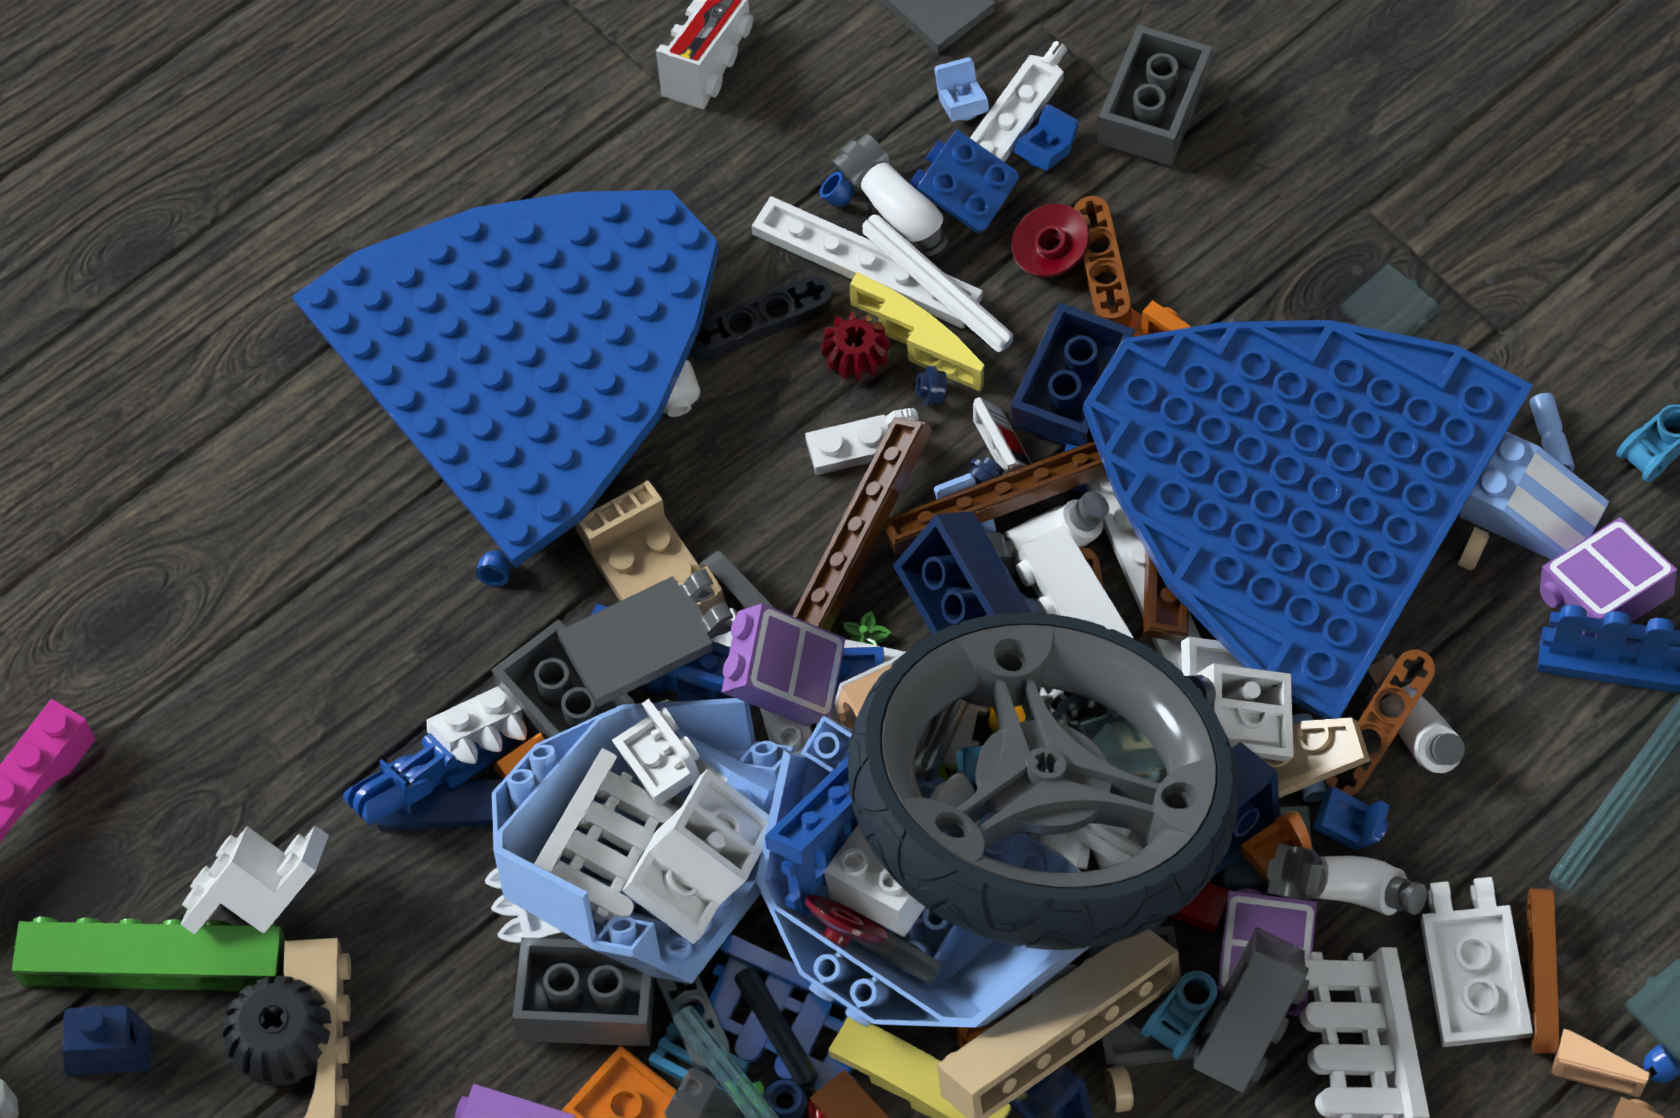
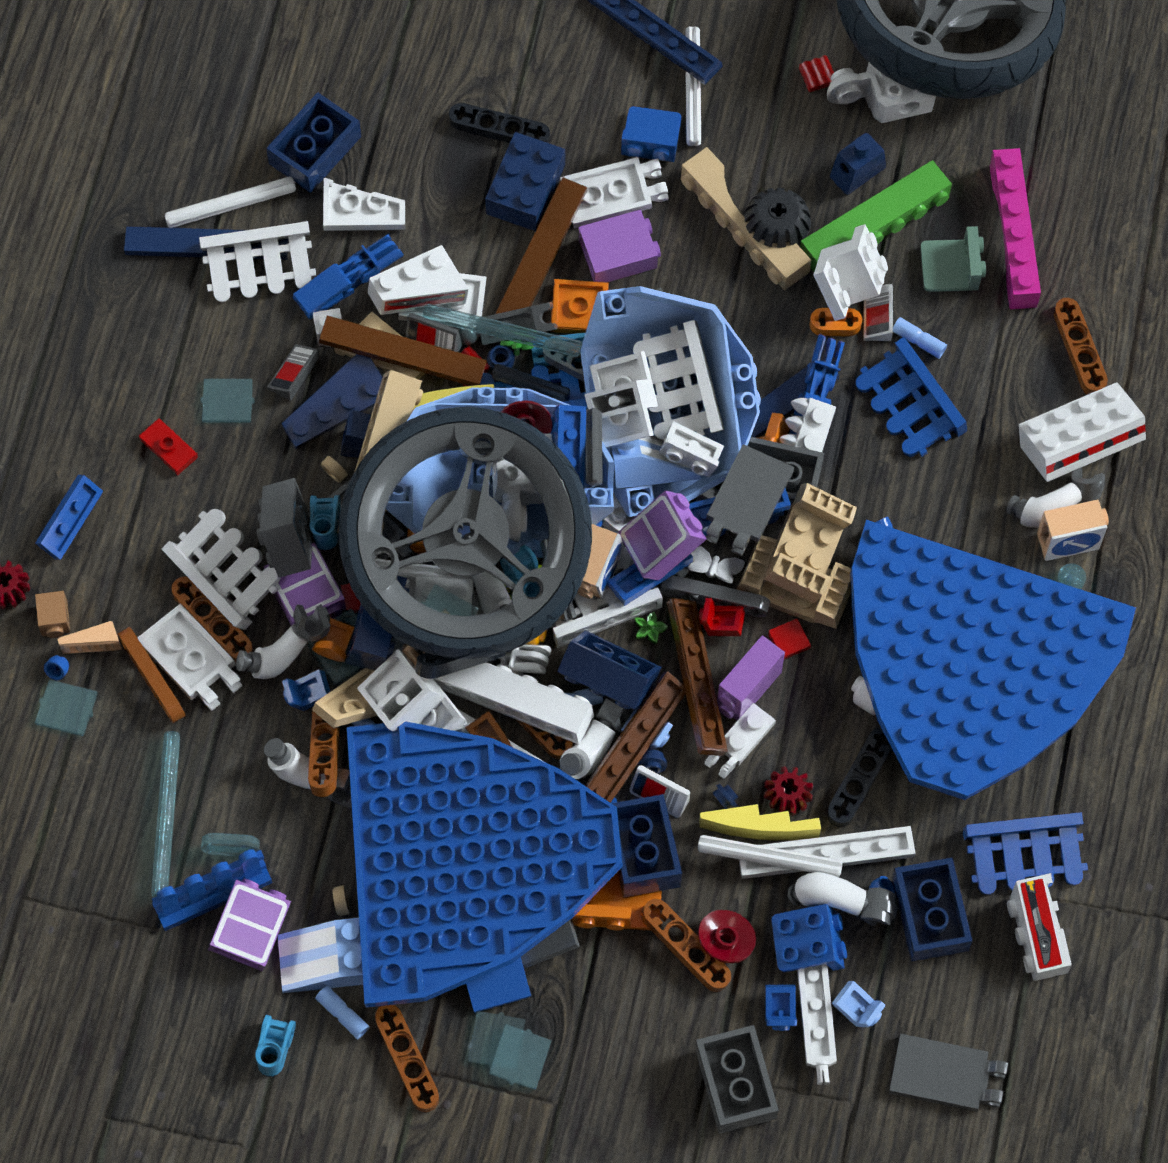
camera: 140 degrees right, 5 degrees up
(65, 630) = (1081, 346): none -> dark orange beam
(109, 829) = (953, 263): none -> sand green bracket
(164, 509) = (1082, 431): none -> white brick
(239, 772) = (917, 336): none -> light blue piece
(268, 816) = (879, 316): none -> slope
(285, 404) = (1072, 529): none -> piece
(293, 458) = (1077, 491): none -> piece
(315, 715) = (909, 385): none -> blue fence
(329, 377) = (1072, 575): none -> clear light blue tile
(333, 856) = (833, 327): none -> orange beam
(604, 575) = (808, 542): none -> tan plate
(635, 152) = (1011, 849): none -> blue fence
(711, 516) = (790, 638): none -> red piece
(774, 578) = (721, 619): none -> red bracket
(793, 790) = (593, 447): none -> dark grey axle
(803, 127) = (931, 909): none -> dark blue brick
(803, 477) = (750, 678): none -> medium lavender brick
(1375, 269) = (520, 1057): none -> clear light blue piece
(1423, 994) = (212, 619): none -> dark orange beam
(1501, 343) = (410, 1056): none -> dark orange beam
(1570, 694) = (228, 844): none -> clear light blue tile

